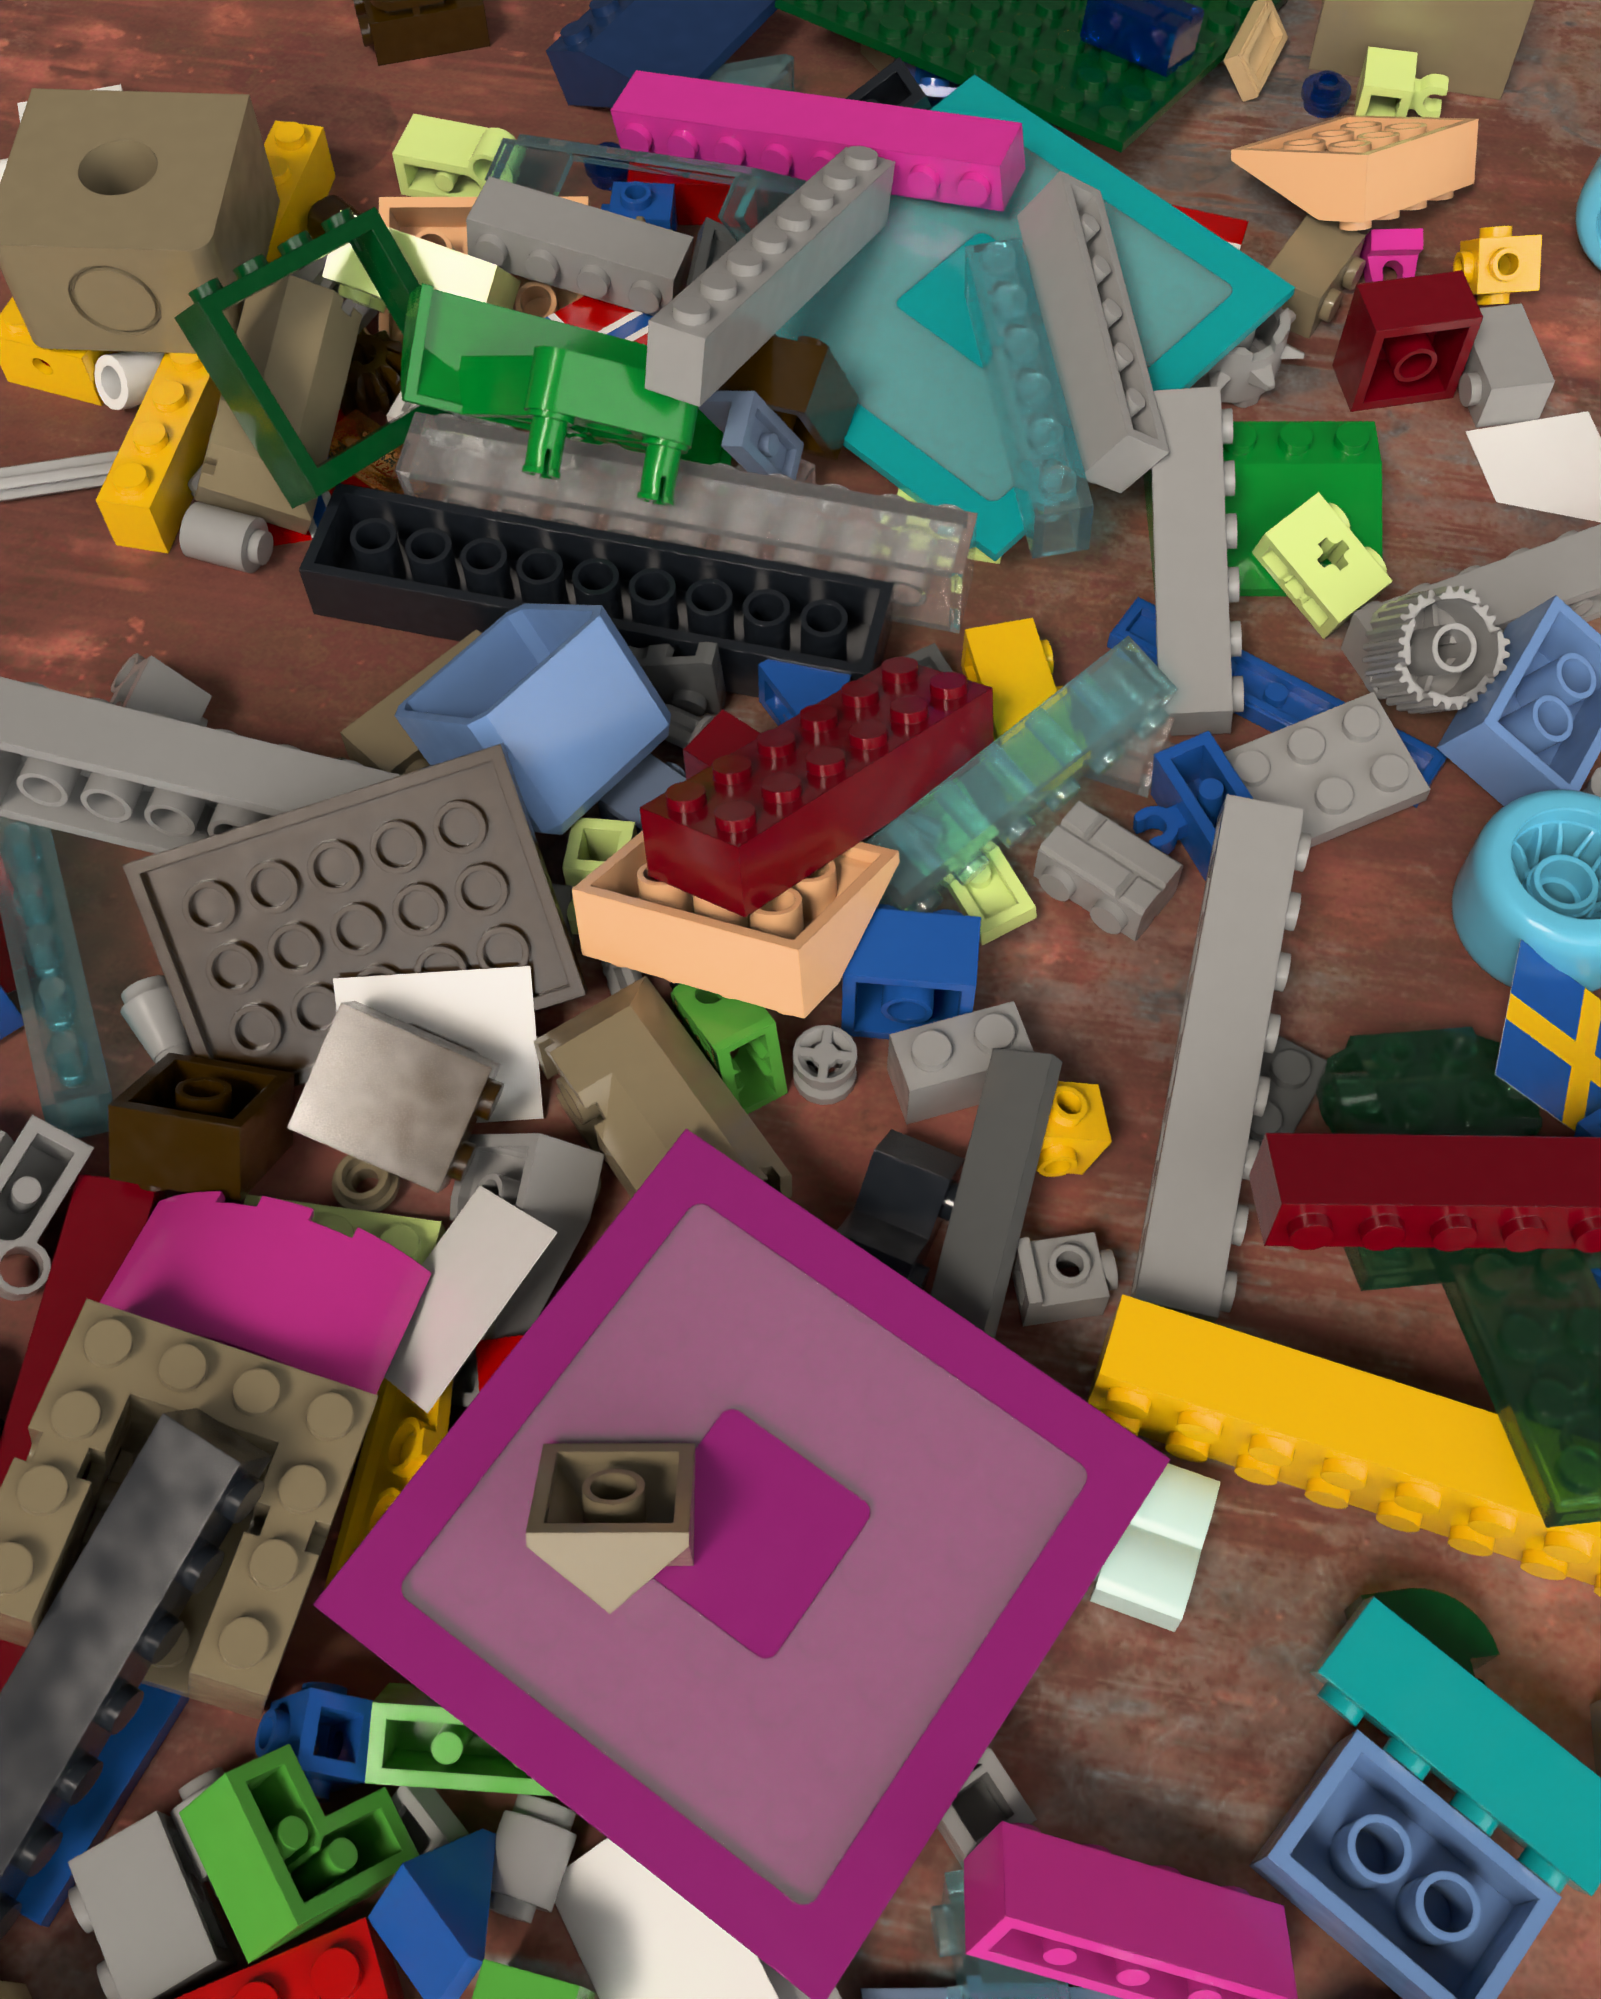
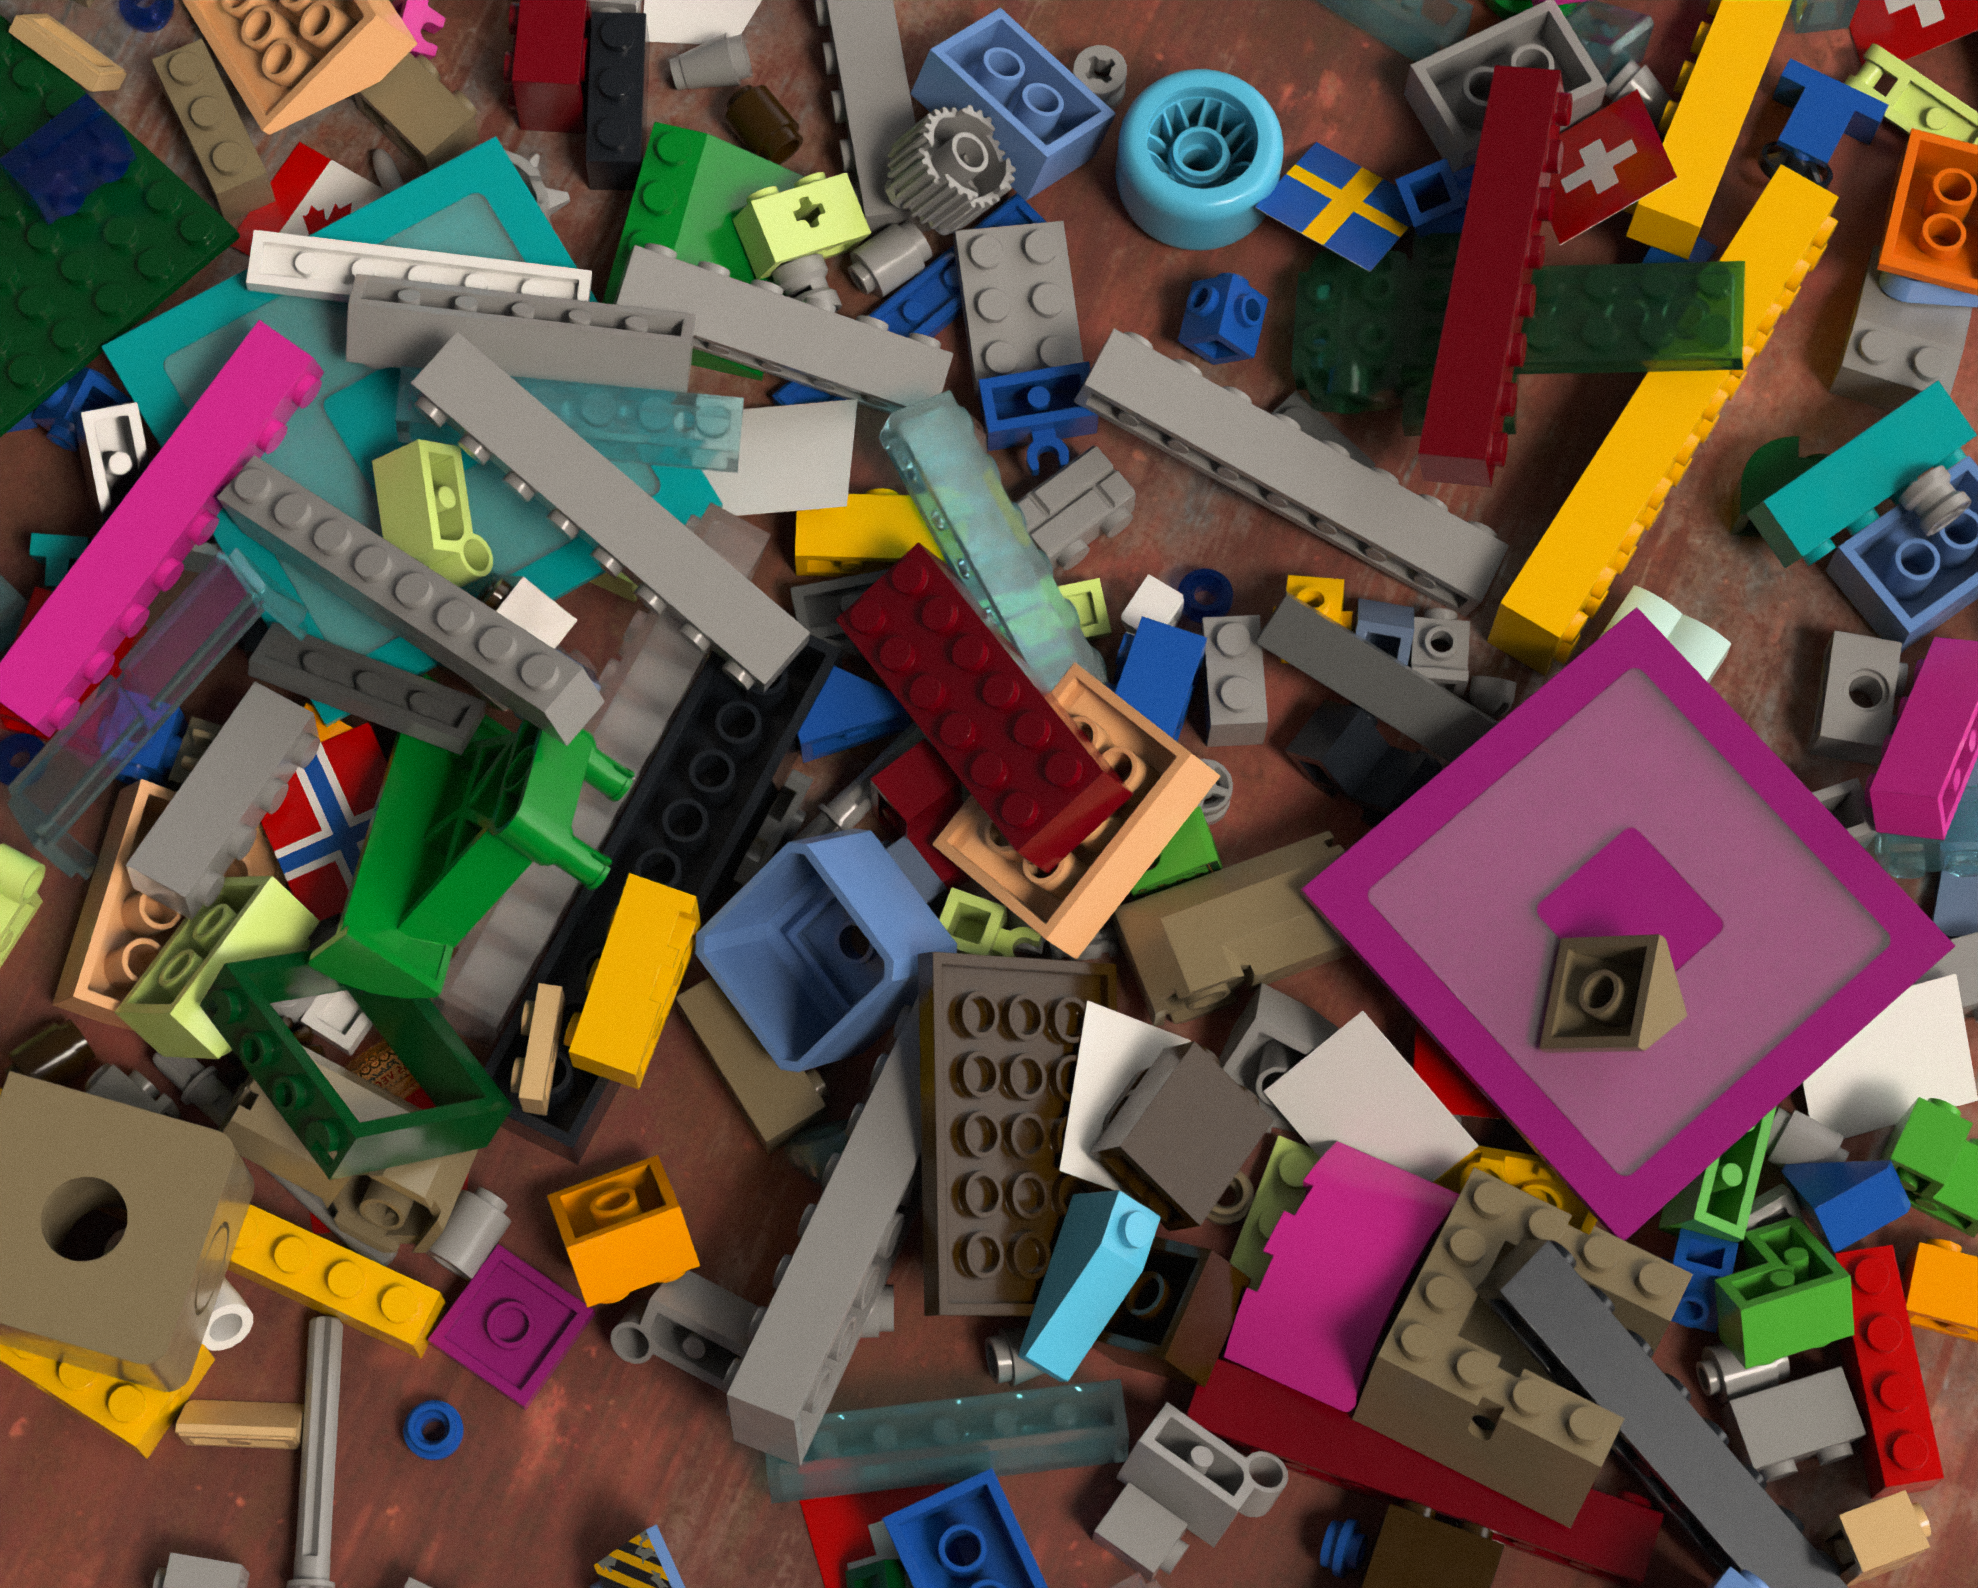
camera: 80 degrees left, 10 degrees up
(32, 417) = (241, 1424): none -> tan slope
(40, 558) = (430, 1412): none -> blue plate
(142, 592) = (511, 1327): none -> magenta plate
(215, 1032) = (1087, 1278): none -> medium azure slope
(226, 632) = (623, 1231): none -> light orange brick
(381, 509) = (543, 1024): none -> tan plate
(458, 556) = (634, 981): none -> yellow wedge
(892, 307) = (428, 510): none -> yellowish green hinge
(919, 417) = (608, 512): none -> light grey brick
(1011, 968) = (1153, 601): none -> white slope
(1034, 1344) = (1492, 695): none -> light grey hinge
(1062, 1009) = (1210, 581): none -> clear blue plate
(1064, 1199) = (1386, 627): none -> sand blue brick
(1065, 601) = (790, 459): none -> white sticker
(1100, 161) = (329, 266): none -> white plate
(1196, 160) = (213, 130): none -> dark tan brick
(1206, 1791) = (1862, 665): none -> light grey brick
(1263, 590) = (806, 279): none -> light grey wheel
(1322, 656) = (889, 259): none -> light grey brick
(1385, 965) = (1223, 319): none -> blue brick
(1409, 401) = (617, 99): none -> black brick
(1419, 526) = (763, 124): none -> dark brown brick
(1468, 481) = (713, 64): none -> light grey cone
(1468, 1848) = (1935, 500): none -> light grey wheel

